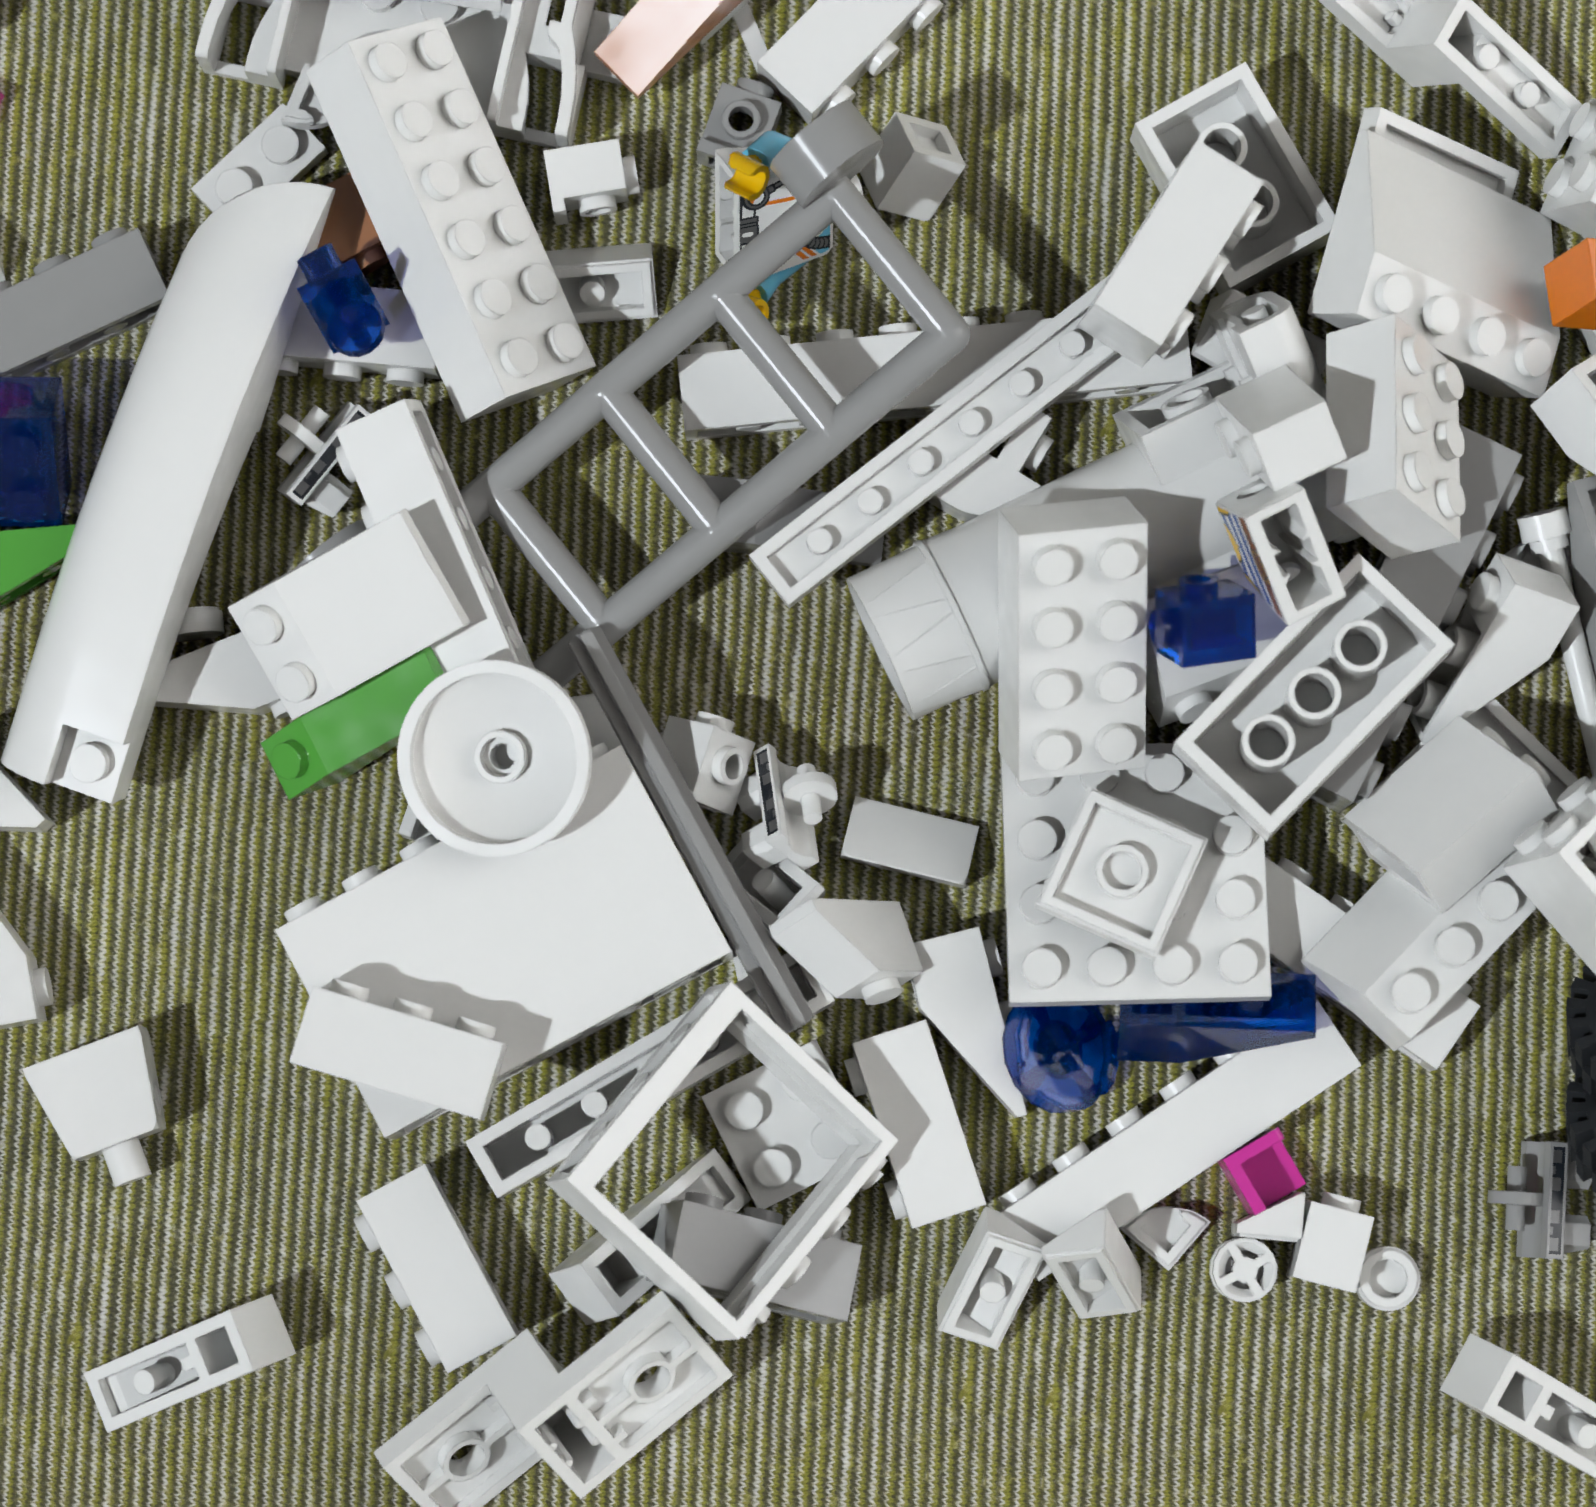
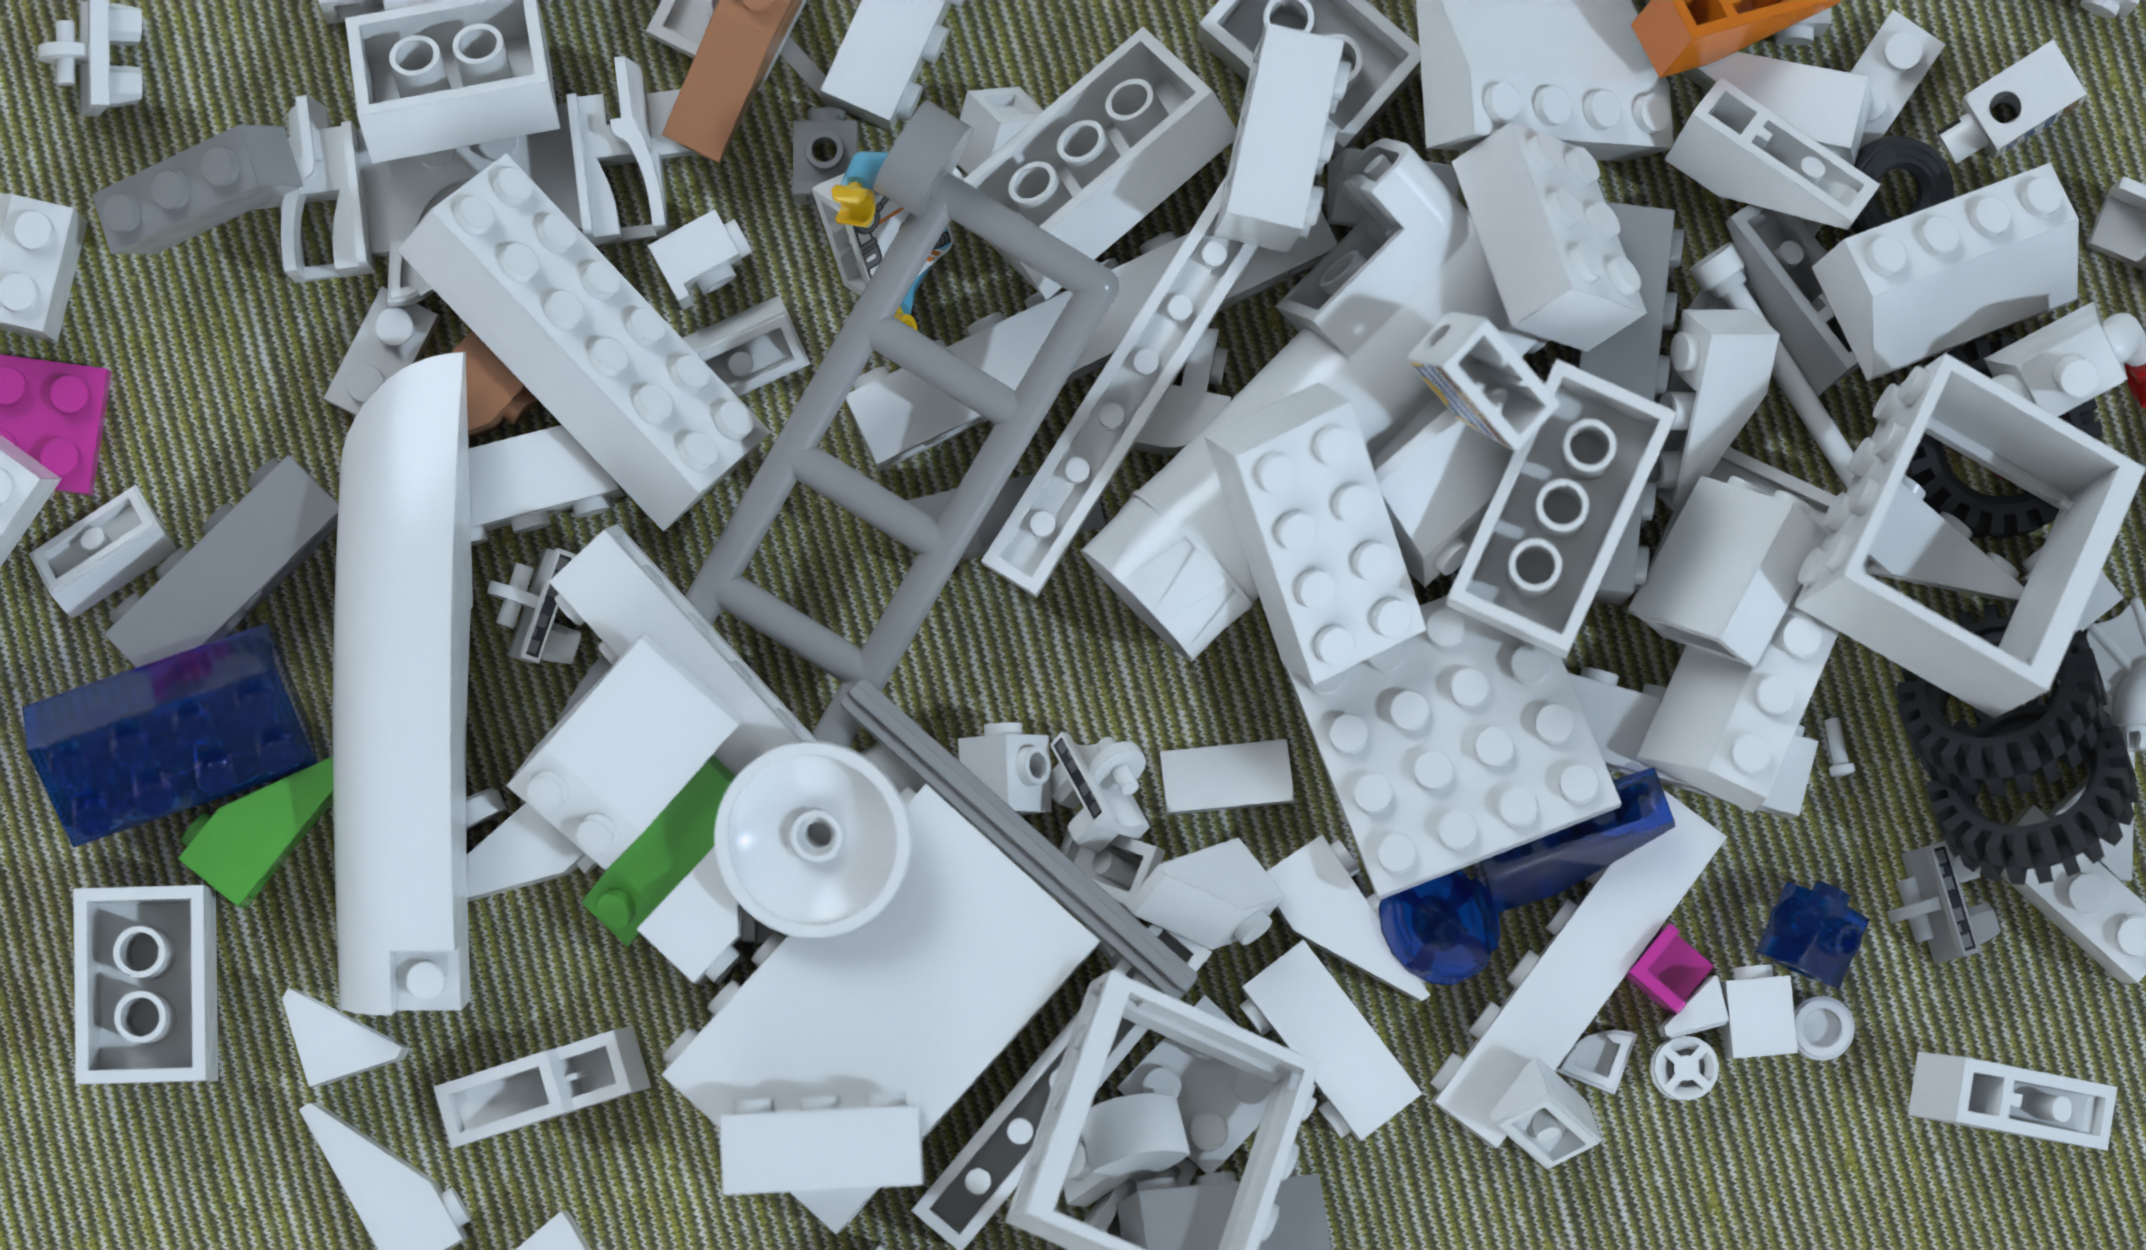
camera: 20 degrees left, 0 degrees up
(164, 903) = (542, 1086): none -> white slope
(341, 303) = (512, 459): clear blue hips -> none
(361, 804) = (699, 925): none -> white slope
(686, 1148) = (1122, 1141): none -> white brick
(989, 1280) = (1450, 1164): white slope -> none
(1006, 213) = (1107, 150): none -> white brick
(1121, 873) = (1440, 737): white plate -> none
(1204, 621) = (1435, 474): clear blue brick -> none
(1278, 428) = (1440, 269): white brick -> none
(1411, 1185) = (1813, 932): none -> clear blue brick
(1496, 1023) = (1837, 749): none -> white piece

